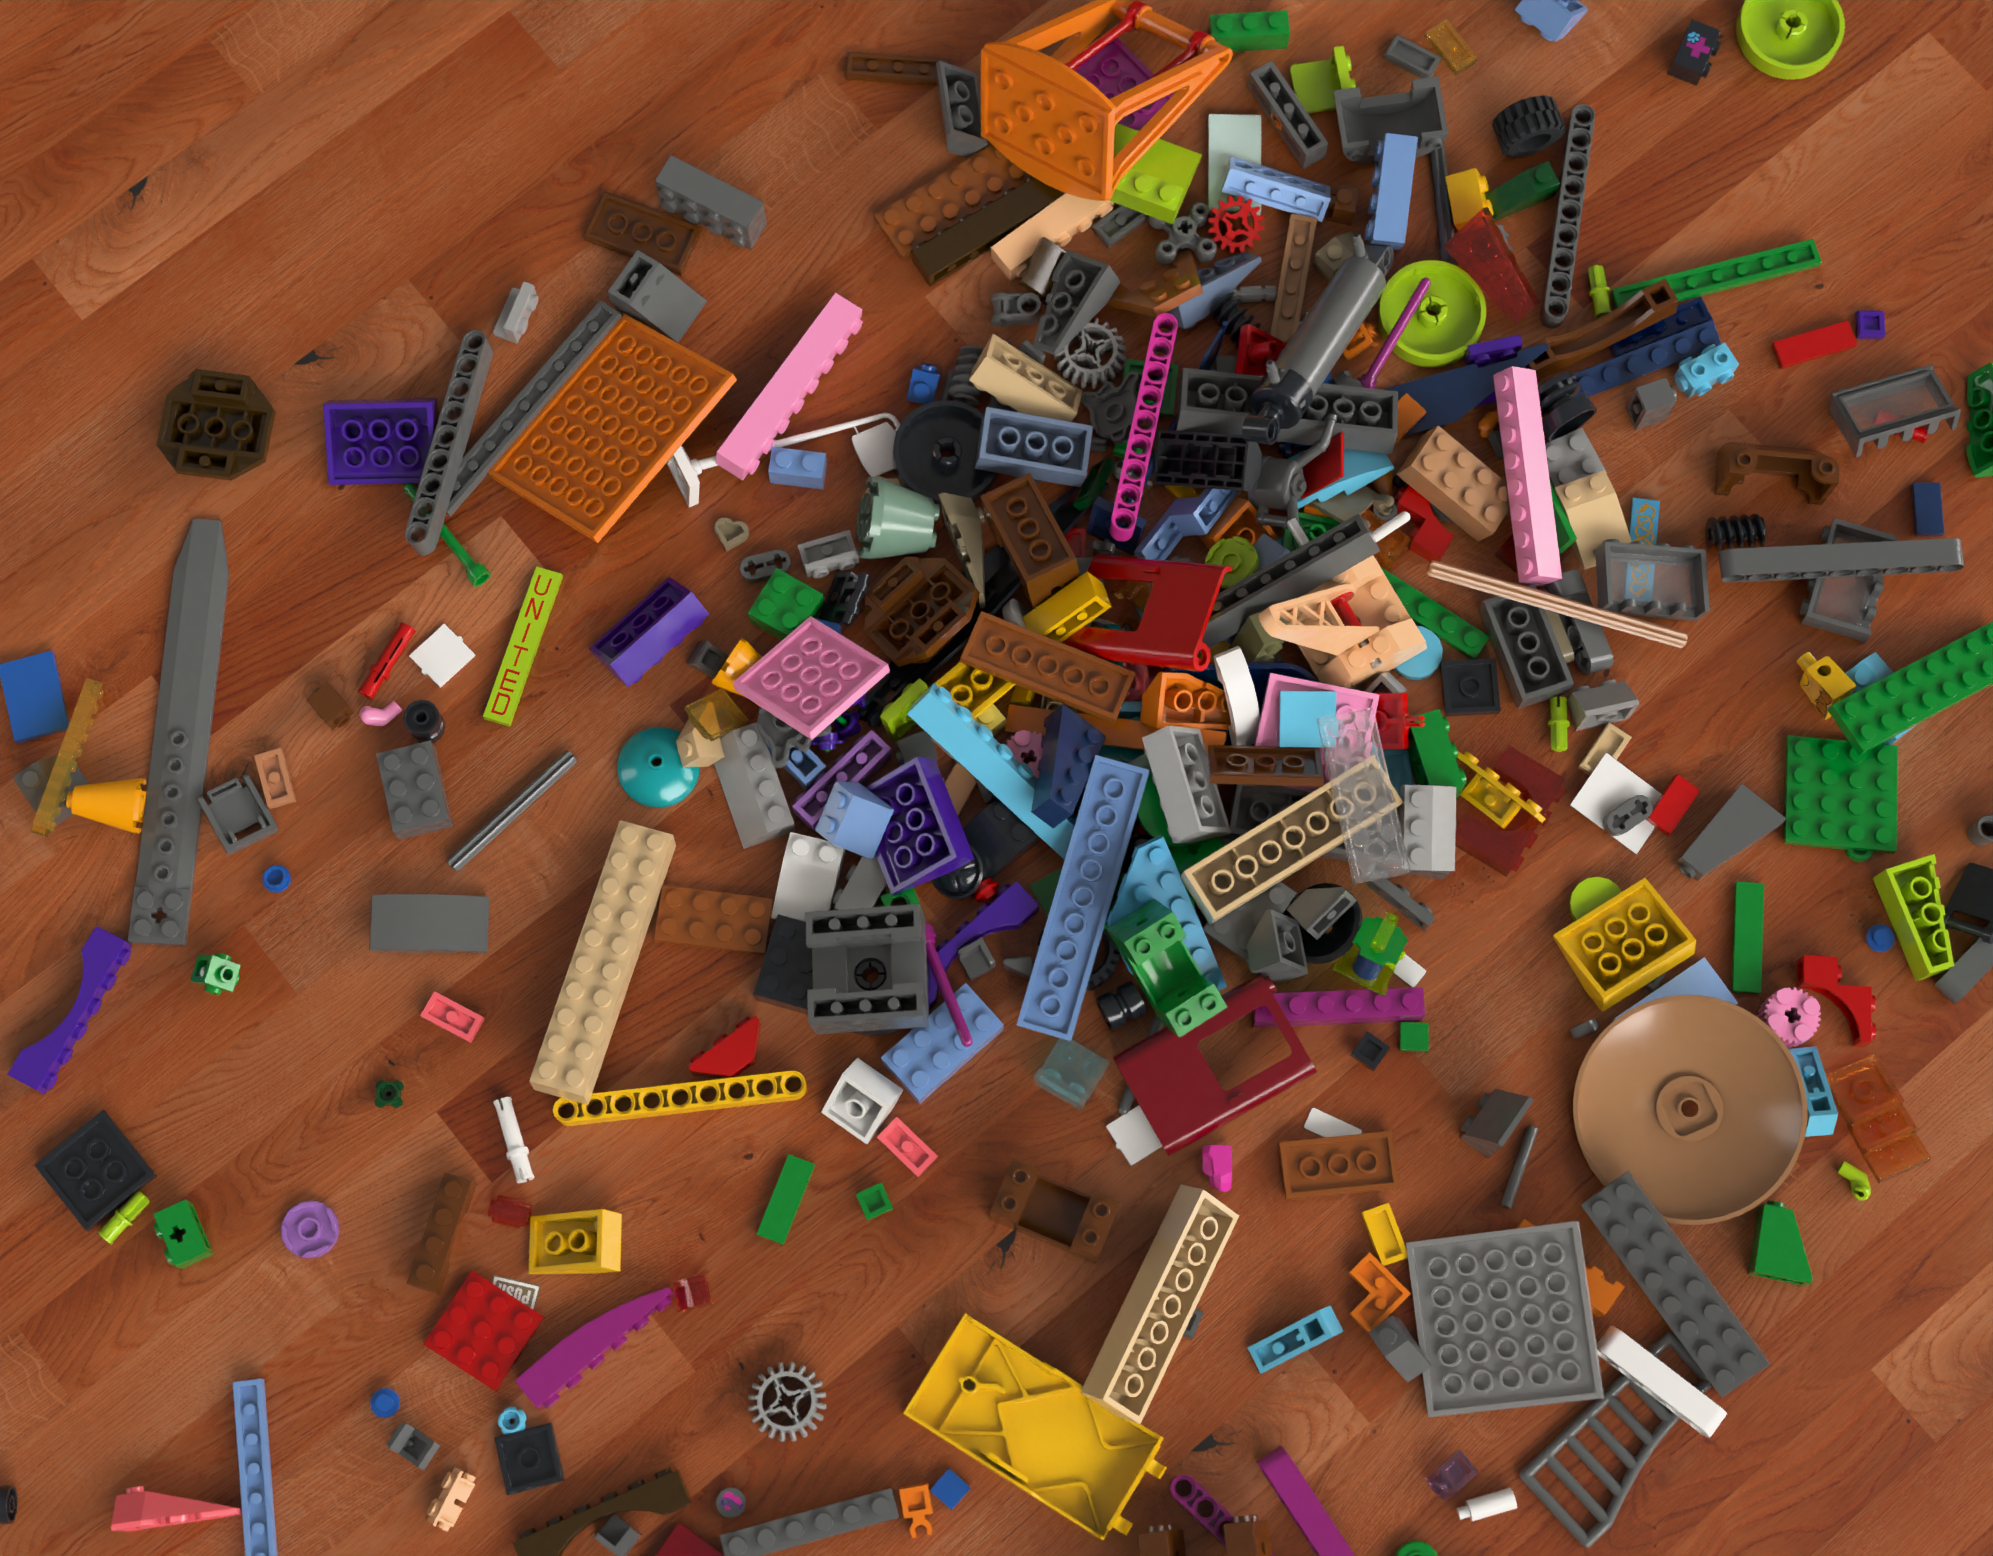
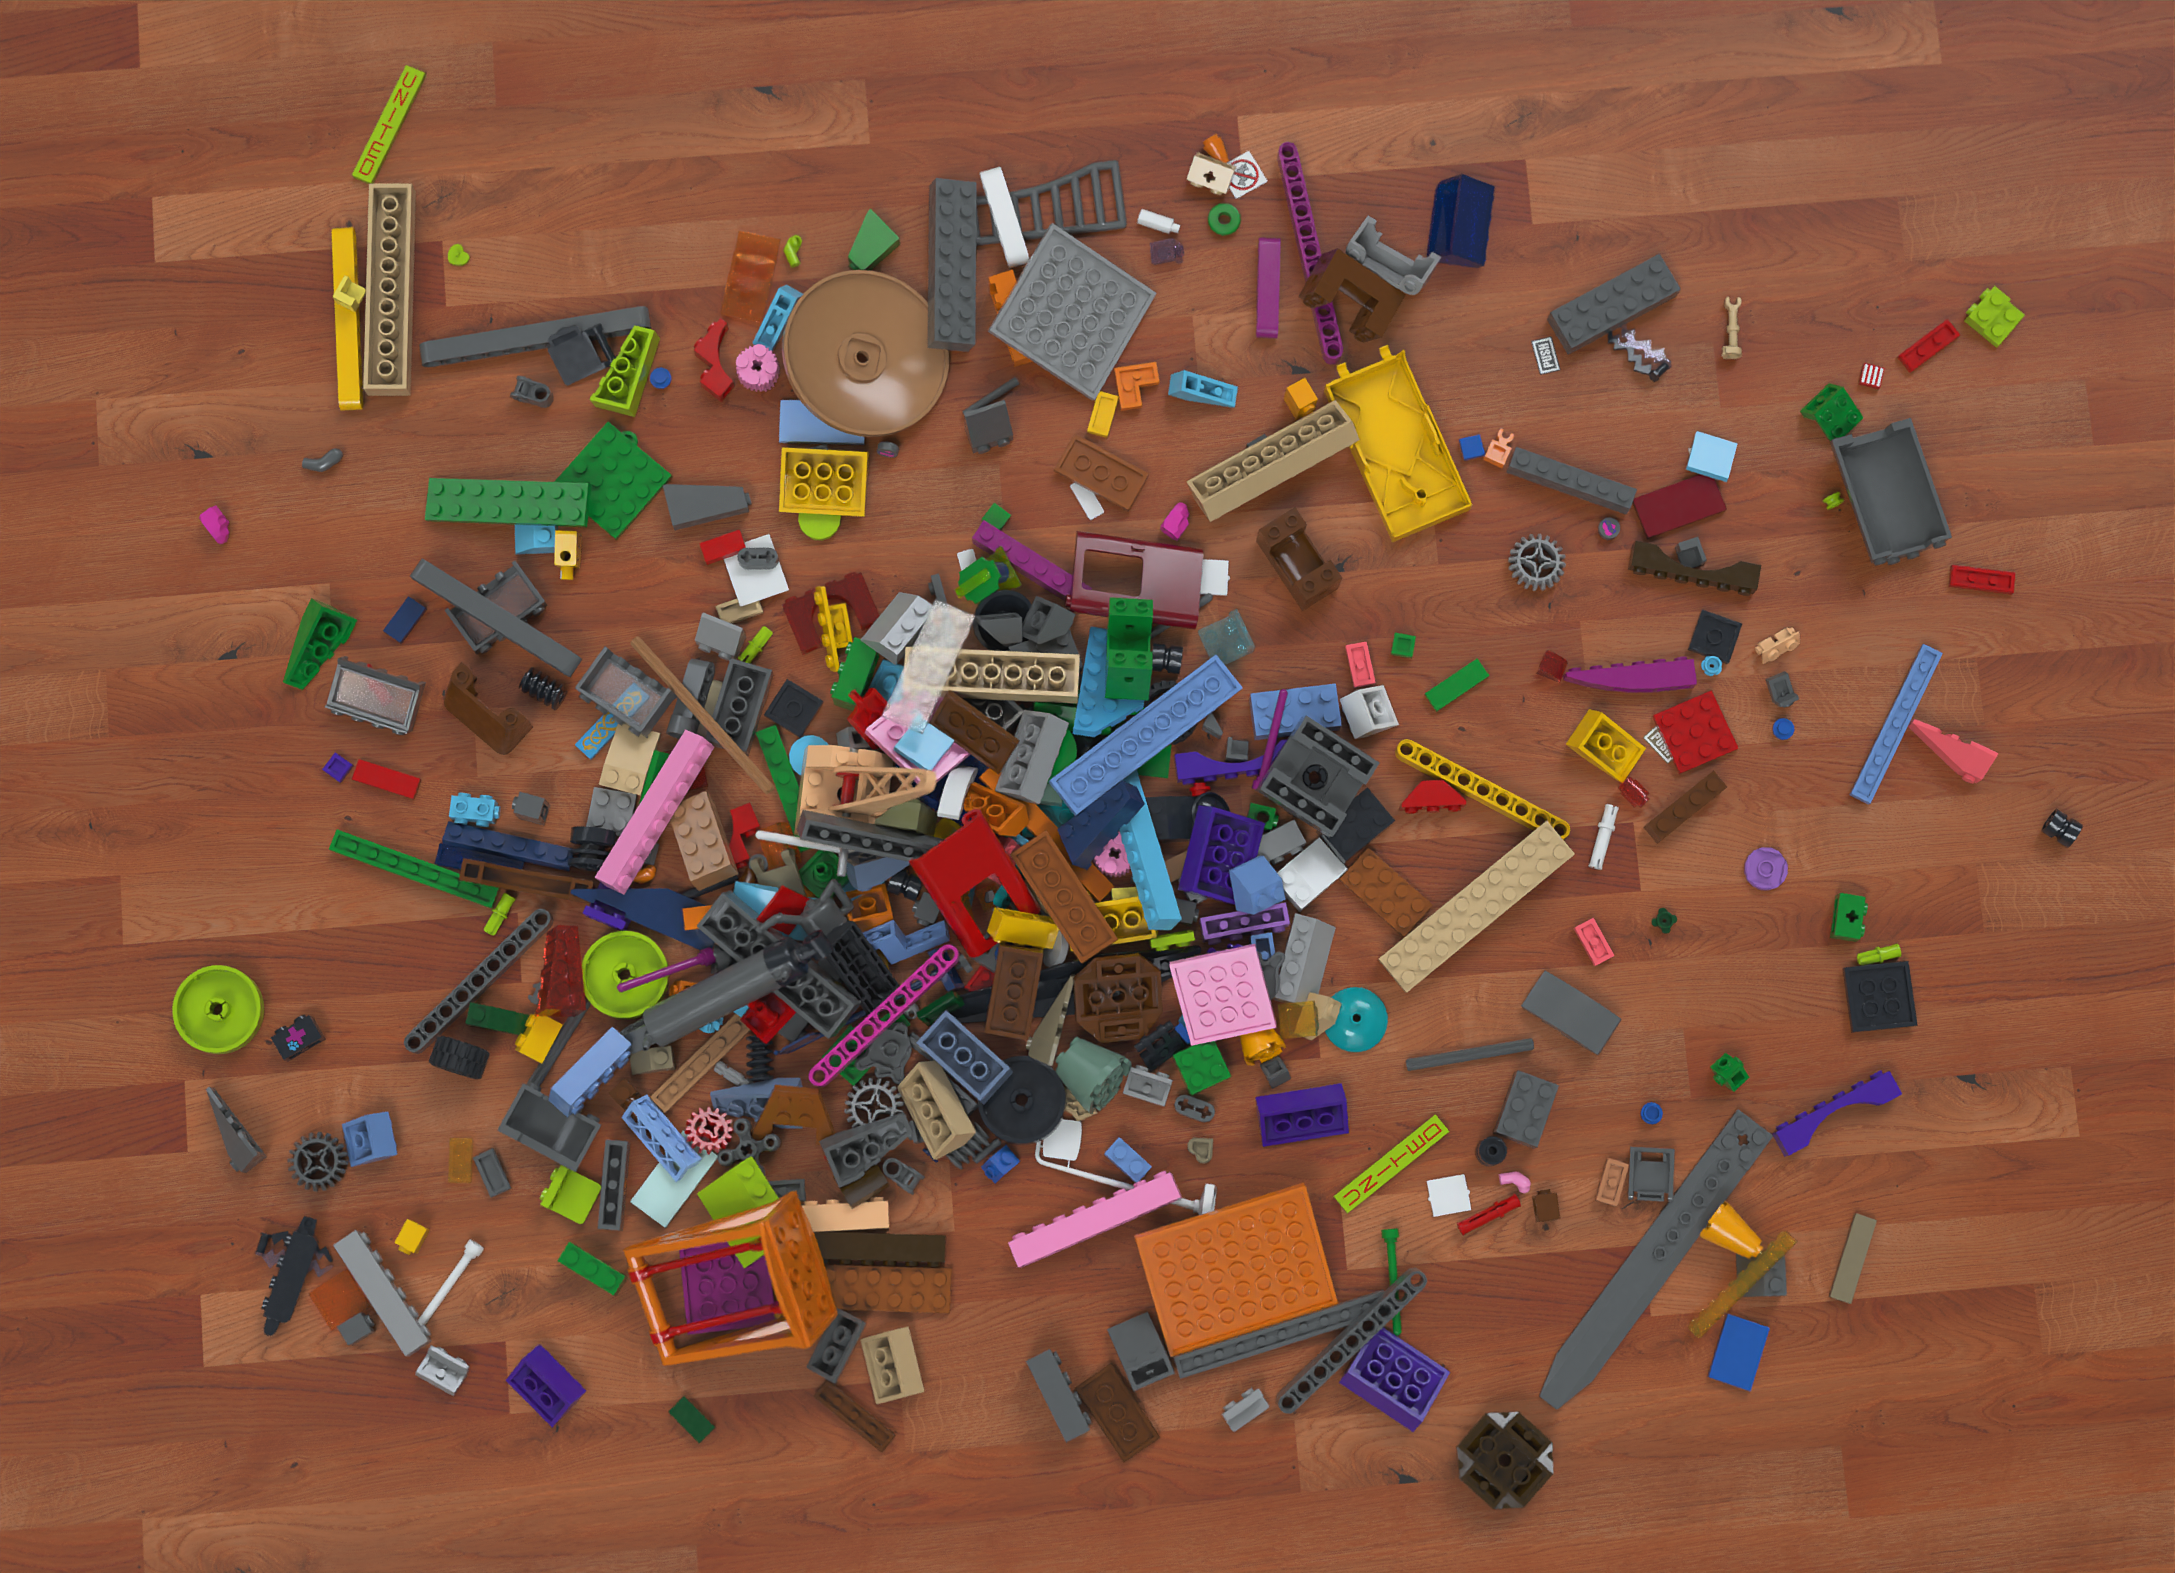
camera: 150 degrees left, 5 degrees up
(893, 132) = (892, 1365): none -> tan slope
(1178, 1400) = (1300, 399): none -> light orange brick
(1235, 553) = (892, 886): lime tile -> none
(1370, 1051) = (1030, 526): black plate -> none
(1400, 1348) = (1145, 341): dark grey slope -> none
(1747, 938) = (742, 435): green tile -> none

